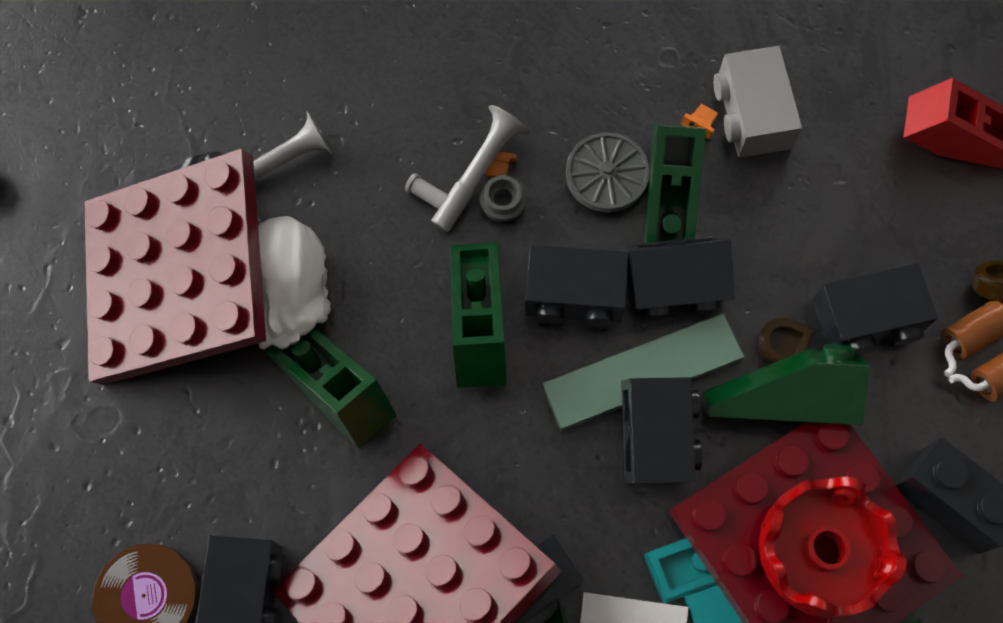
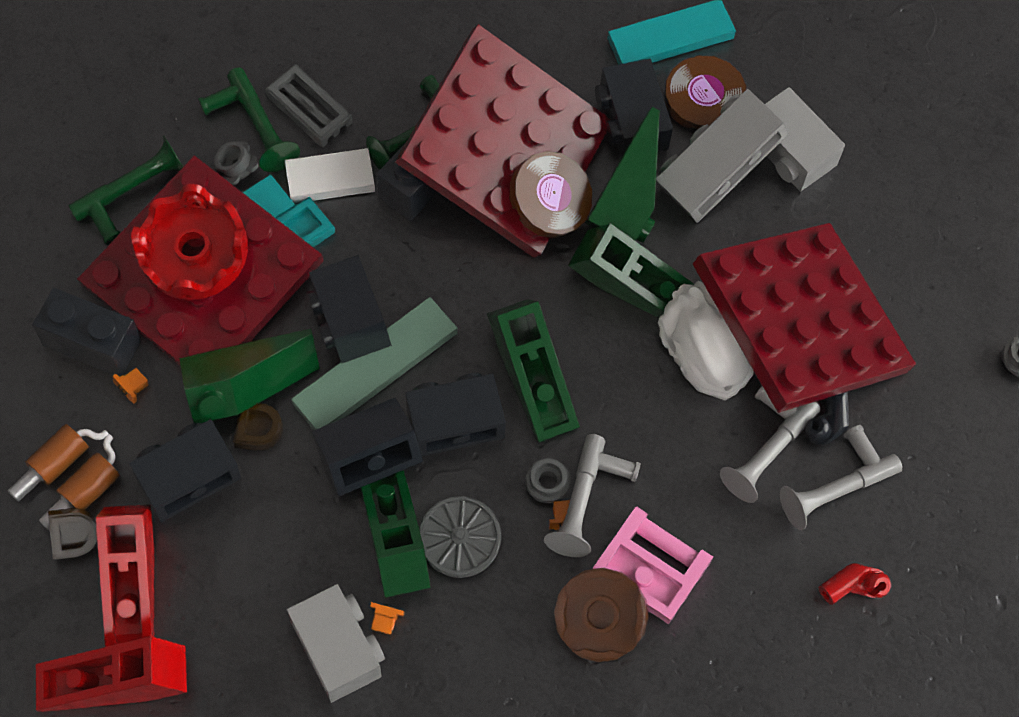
camera: 155 degrees right, 5 degrees down
(75, 492) = (809, 147): none -> light grey brick
(168, 481) = (721, 154): none -> light grey brick
(180, 115) = (800, 504): none -> light grey piece
(250, 27) = (856, 580): none -> red arm
(296, 468) = (632, 186): none -> dark green slope
(385, 493) = (551, 194): none -> tile
(443, 79) = (659, 582): none -> bright pink plate
(499, 56) = (601, 614): none -> reddish brown tile
(914, 432) = (131, 384): none -> orange piece
(951, 224) = (126, 572): none -> red slope

